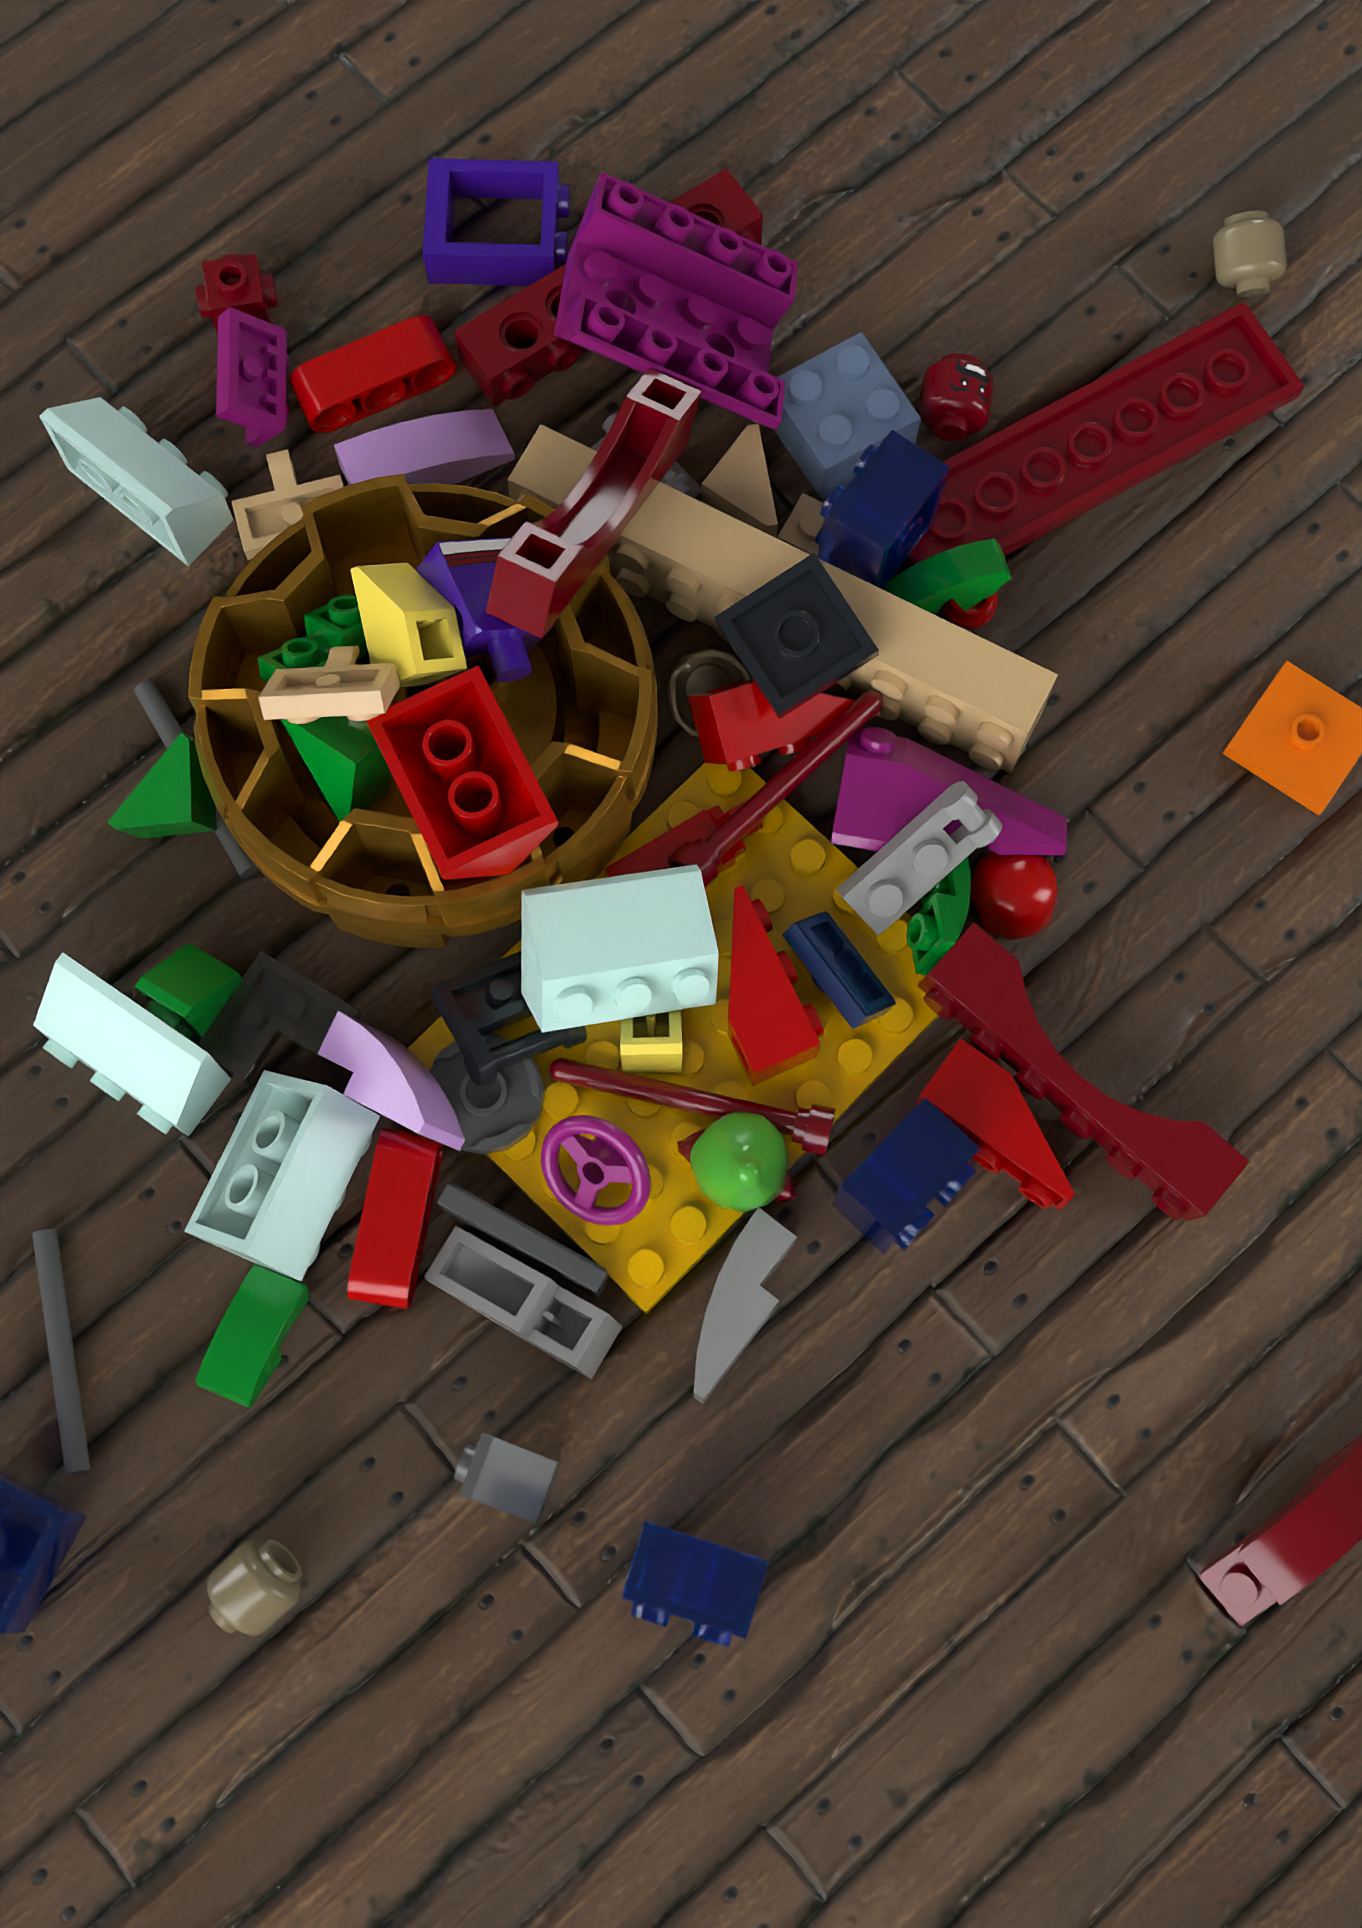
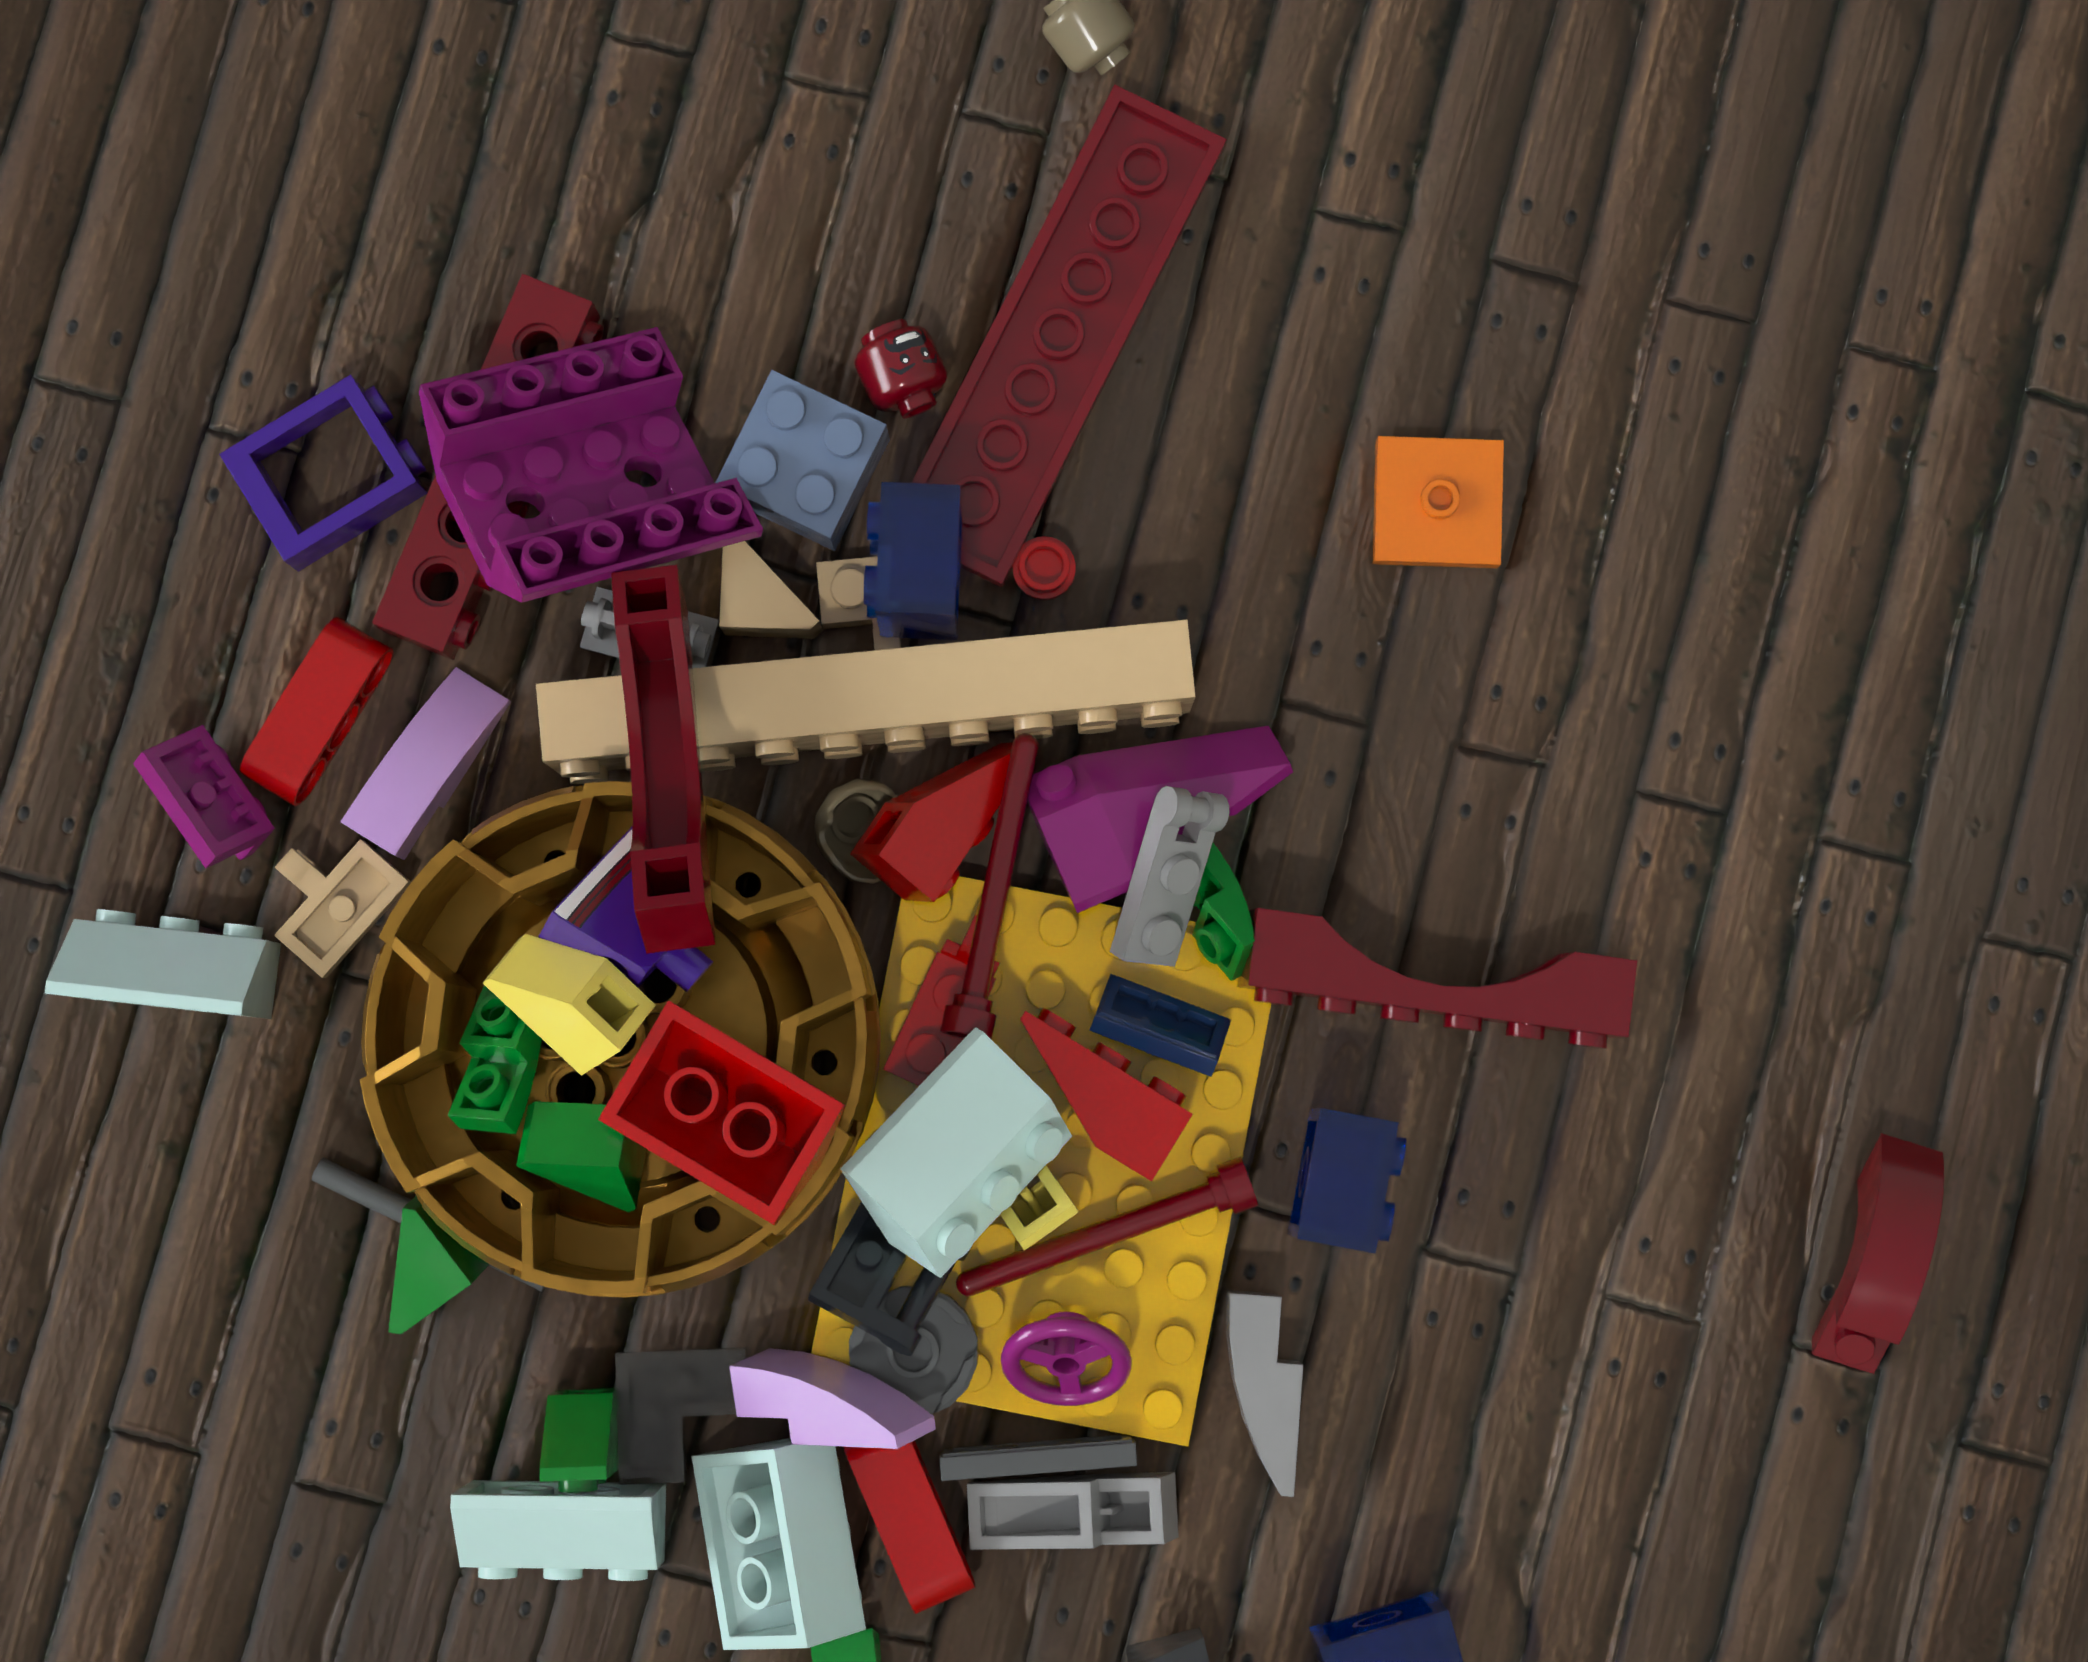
camera: 35 degrees left, 10 degrees up
(238, 284) = (147, 724): dark red brick -> none
(330, 690) = (551, 1115): tan plate -> none
(740, 1162) = (1188, 1264): bright green hat -> none
(796, 635) = (924, 747): black plate -> none
(961, 573) = (1022, 565): green slope -> none
(994, 1115) = (1373, 1061): red slope -> none
(1014, 894) = (1269, 836): red hair -> none

